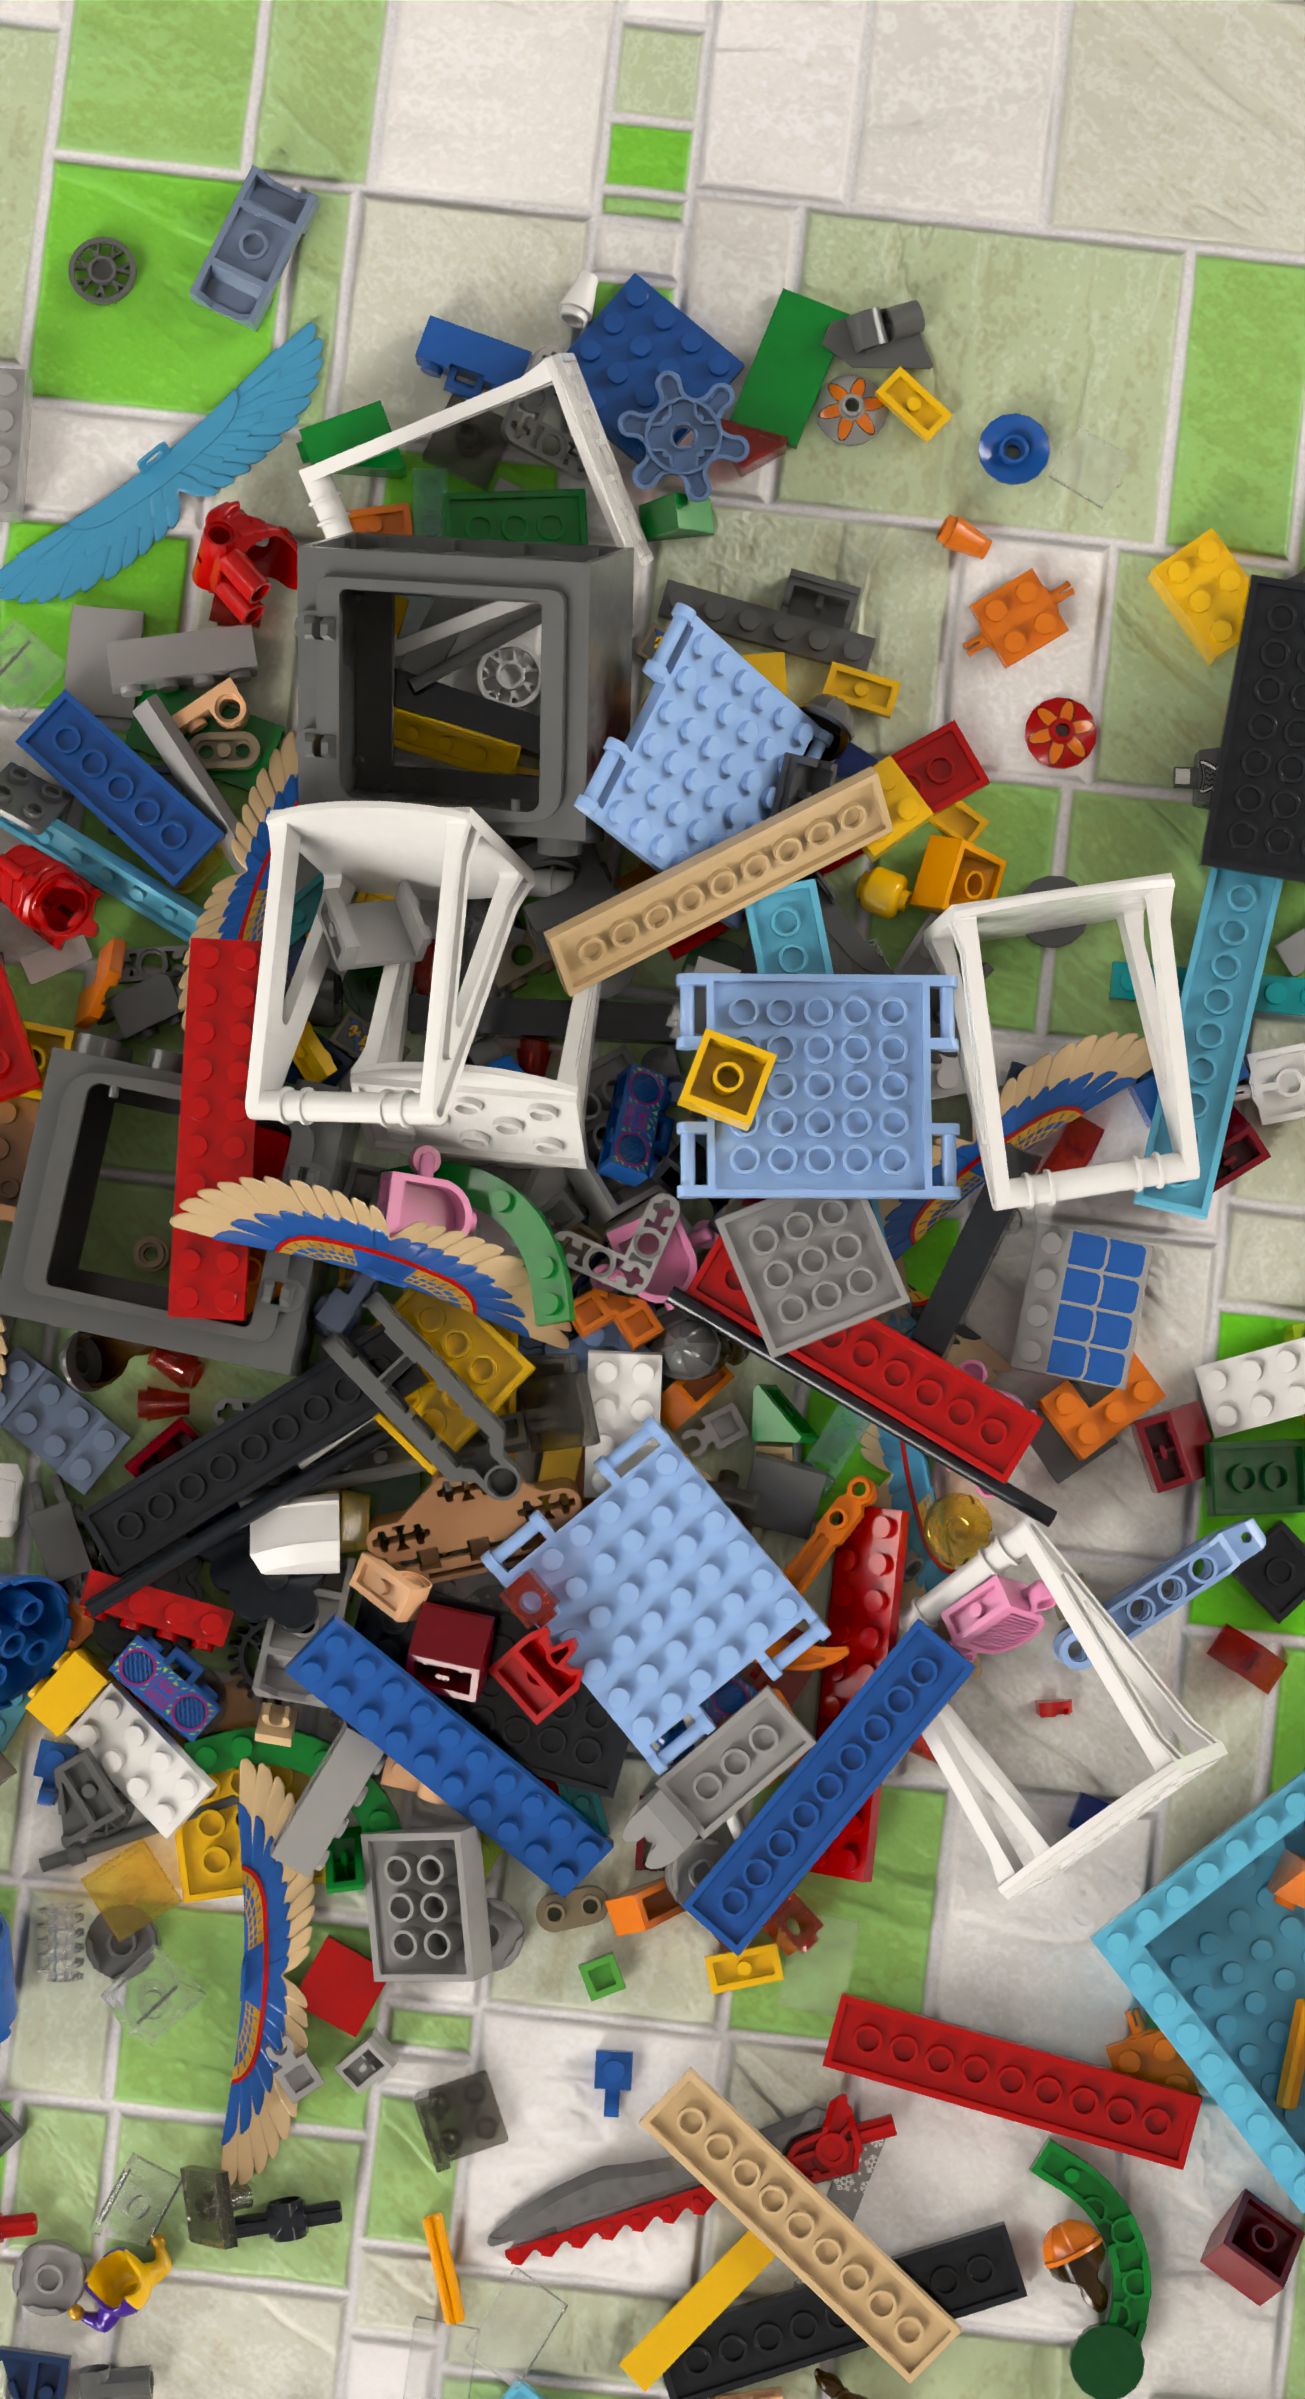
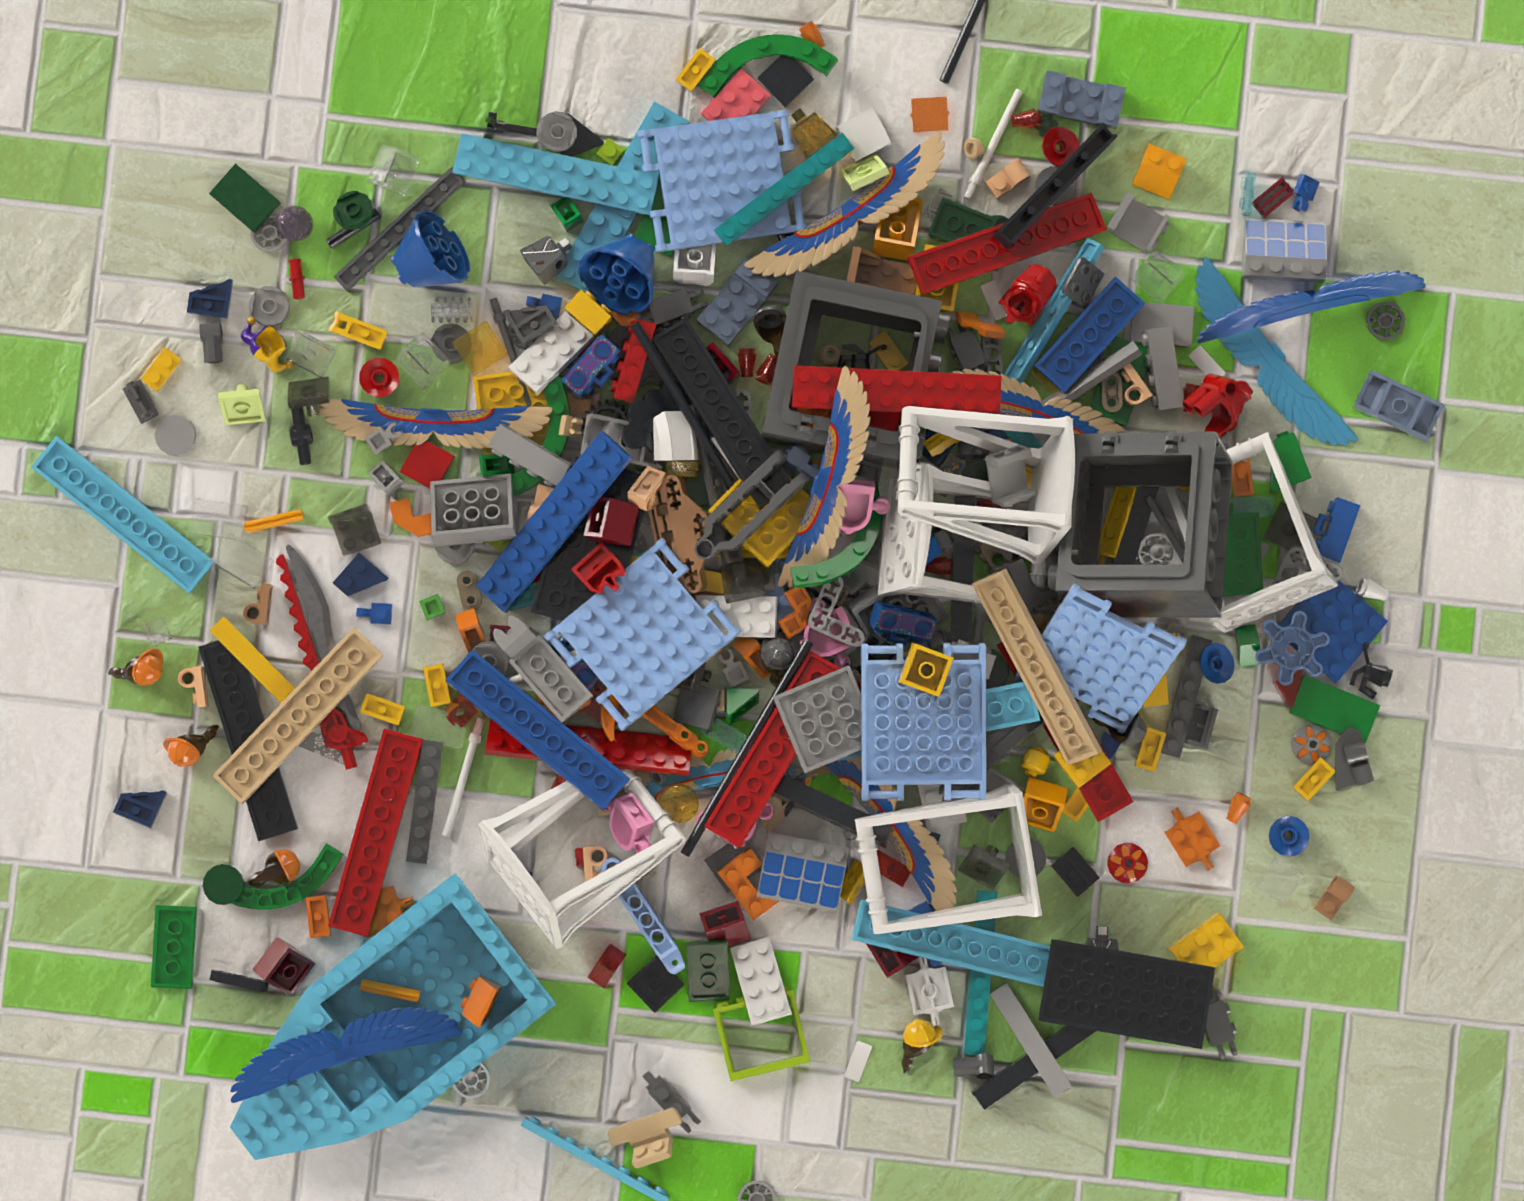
camera: 90 degrees right, 0 degrees up
(70, 423) = (1295, 304): none -> blue piece
(97, 2112) = (359, 331): none -> yellow plate
(147, 1149) = (890, 357): none -> yellow plate
(161, 1202) = (859, 360): none -> black piece
(169, 2088) = (376, 367): none -> red dish
(172, 587) = (1205, 362): none -> white sticker
(232, 2331) = (242, 406): none -> yellowish green tile
(437, 2028) = (403, 516): none -> orange tile
(514, 1599) = (642, 556): clear red brick -> none
(545, 2110) = (359, 576): none -> dark blue wing
(580, 2285) = (264, 595): none -> medium nougat plate
(709, 571) = (1222, 660): none -> blue dish
(728, 295) = (1375, 674): none -> black piece
(787, 2067) = (382, 709): none -> yellow plate
(801, 779) = (1096, 714): dark grey hinge -> none
(841, 1898) = (474, 739): none -> white bar
(954, 1990) = (424, 801): none -> dark grey plate
(1064, 1690) = (589, 862): none -> light nougat plate
(1069, 983) = (984, 866): none -> clear smoke tile
(1077, 824) = (1075, 871): none -> black plate
(1097, 1216) = (852, 882): none -> yellow plate
(1118, 373) = (1334, 896): none -> medium nougat plate
(1161, 2185) = (318, 916): none -> orange plate
(1279, 2333) = (239, 980): none -> black beam

